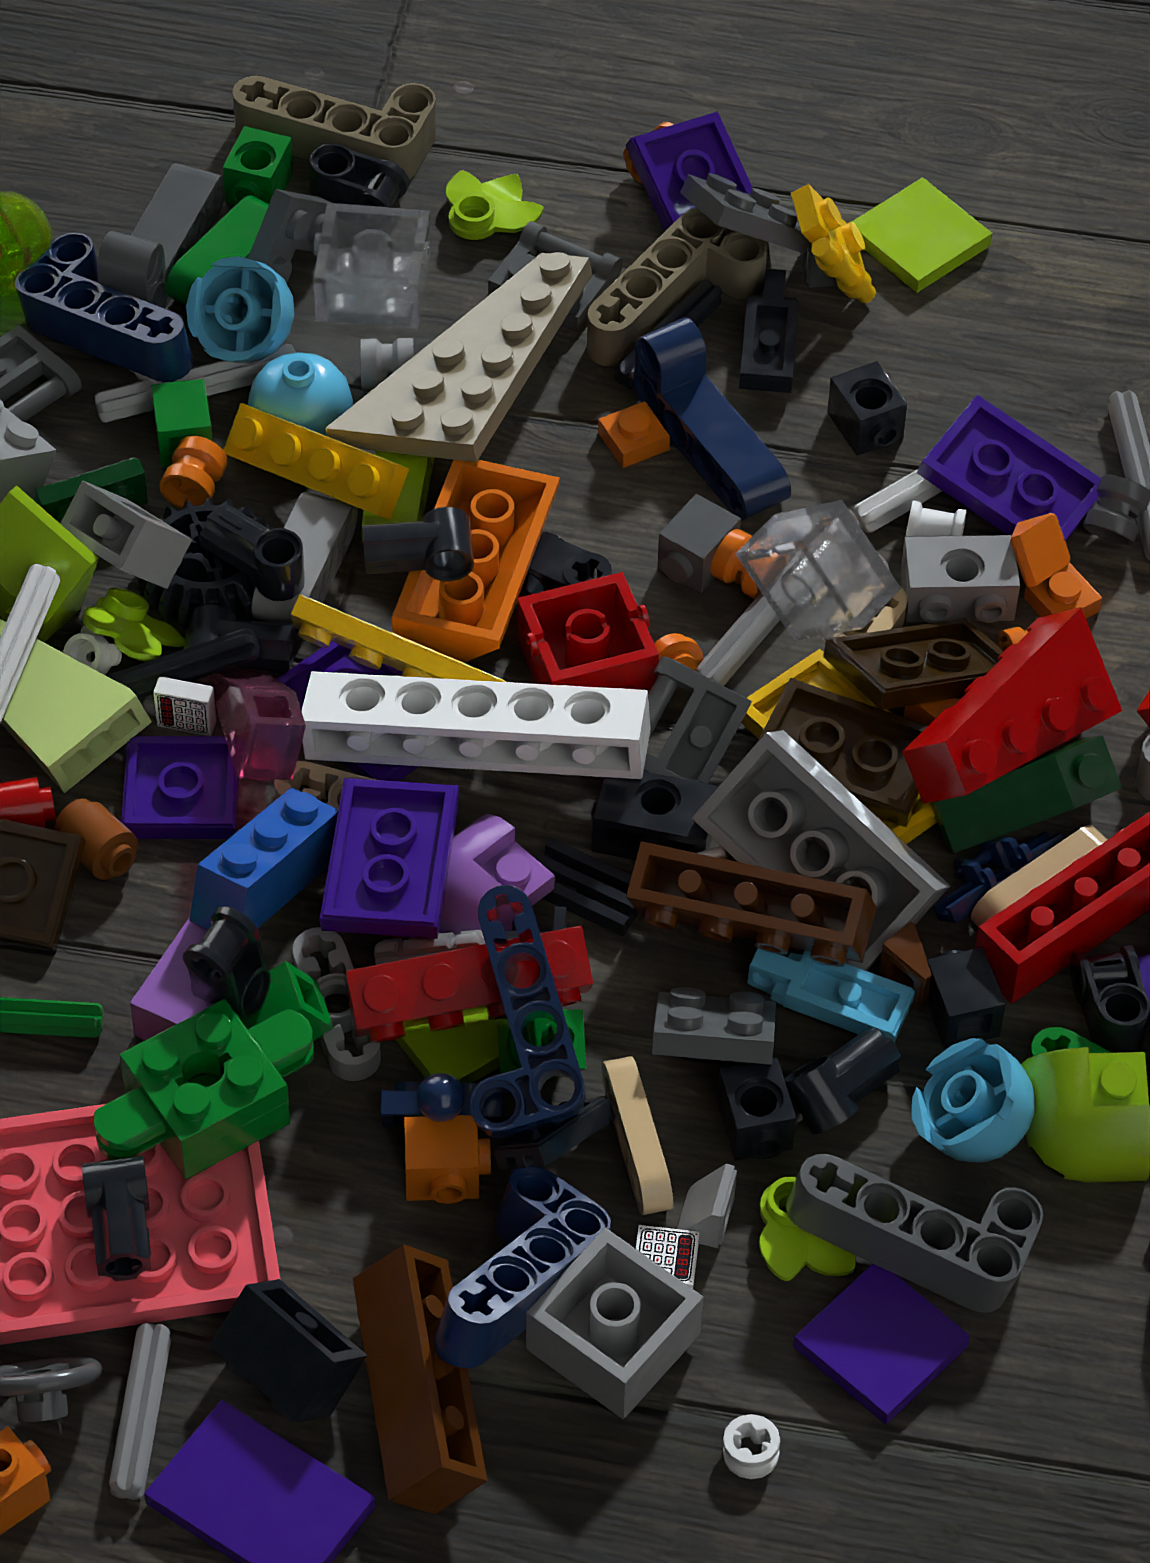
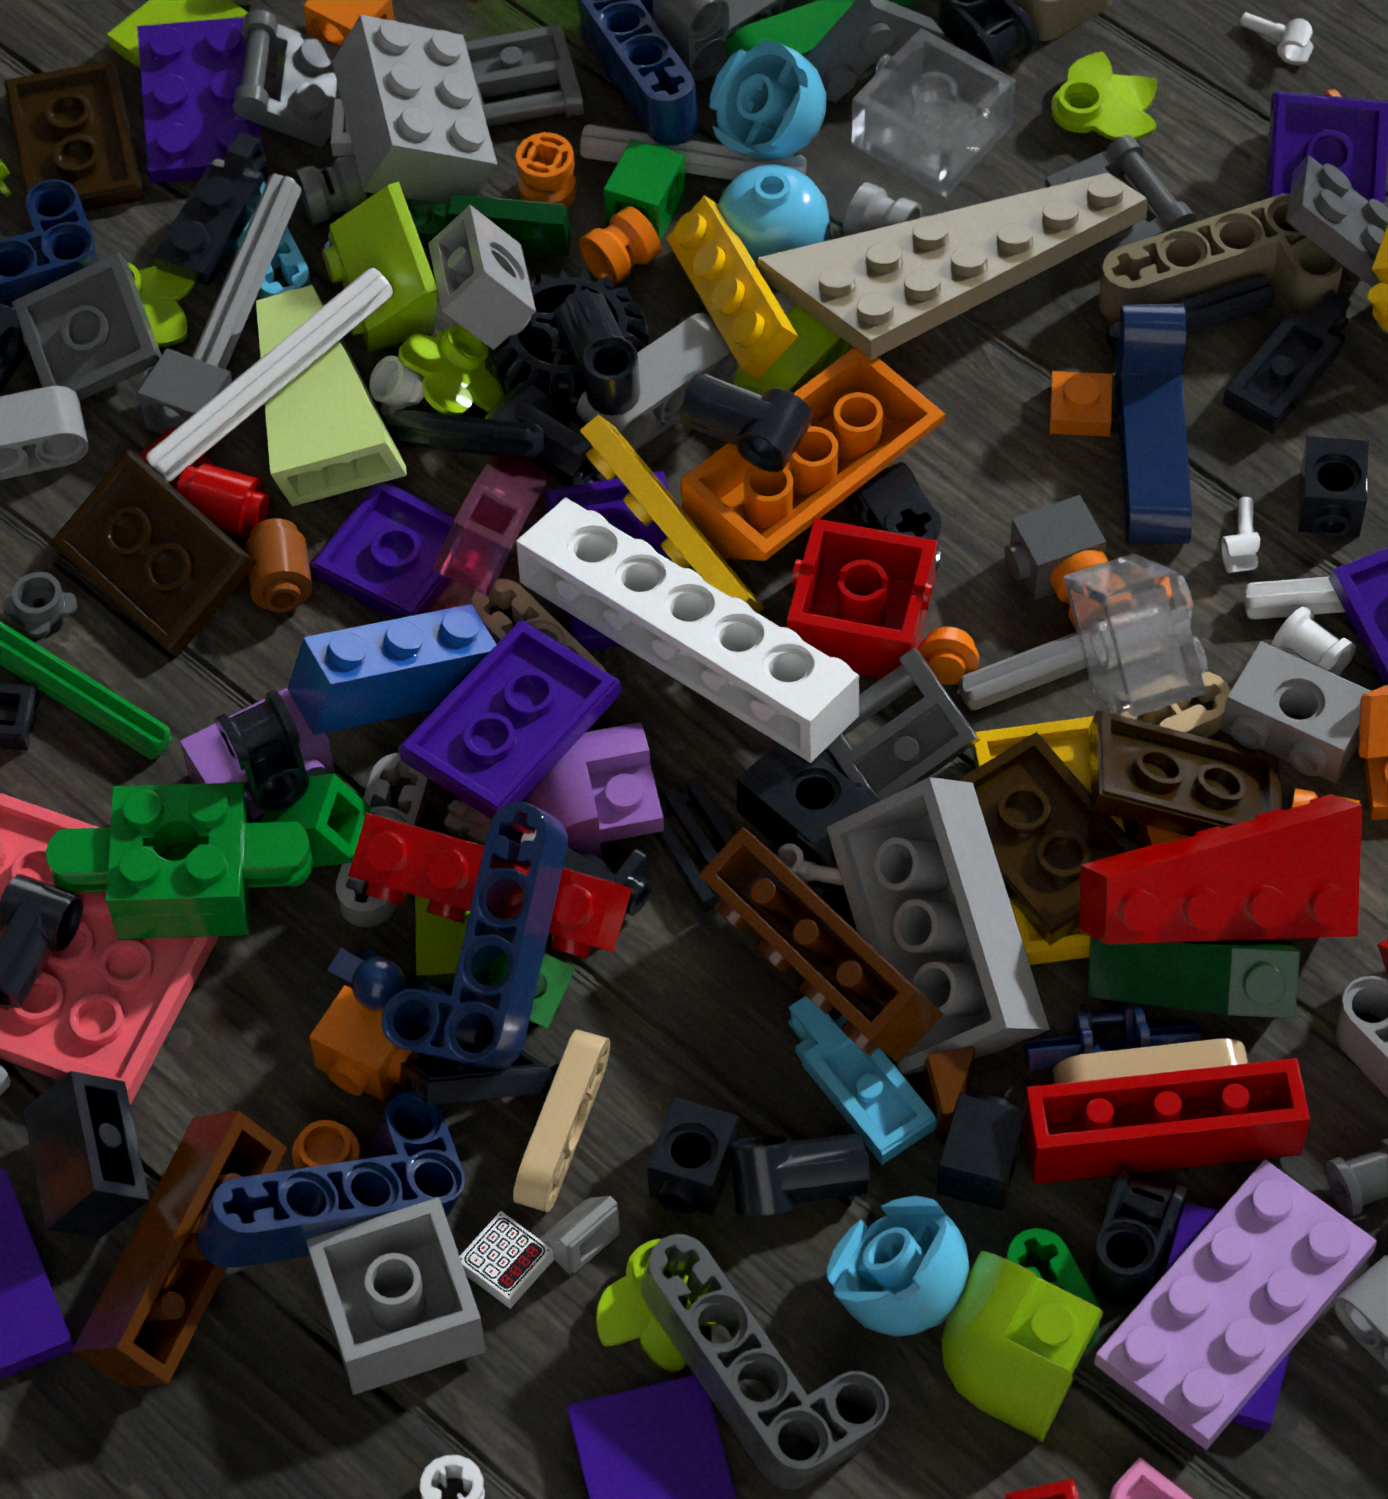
camera: 35 degrees right, 5 degrees up
(90, 440) = (546, 169): none -> orange wheel
(185, 706) = (445, 471): white tile -> none
(467, 1250) = (324, 1144): none -> orange plate
(598, 99) = (1293, 38): none -> white hand
(714, 1027) = (706, 1052): dark grey plate -> none
(829, 483) = (1240, 549): none -> white hand

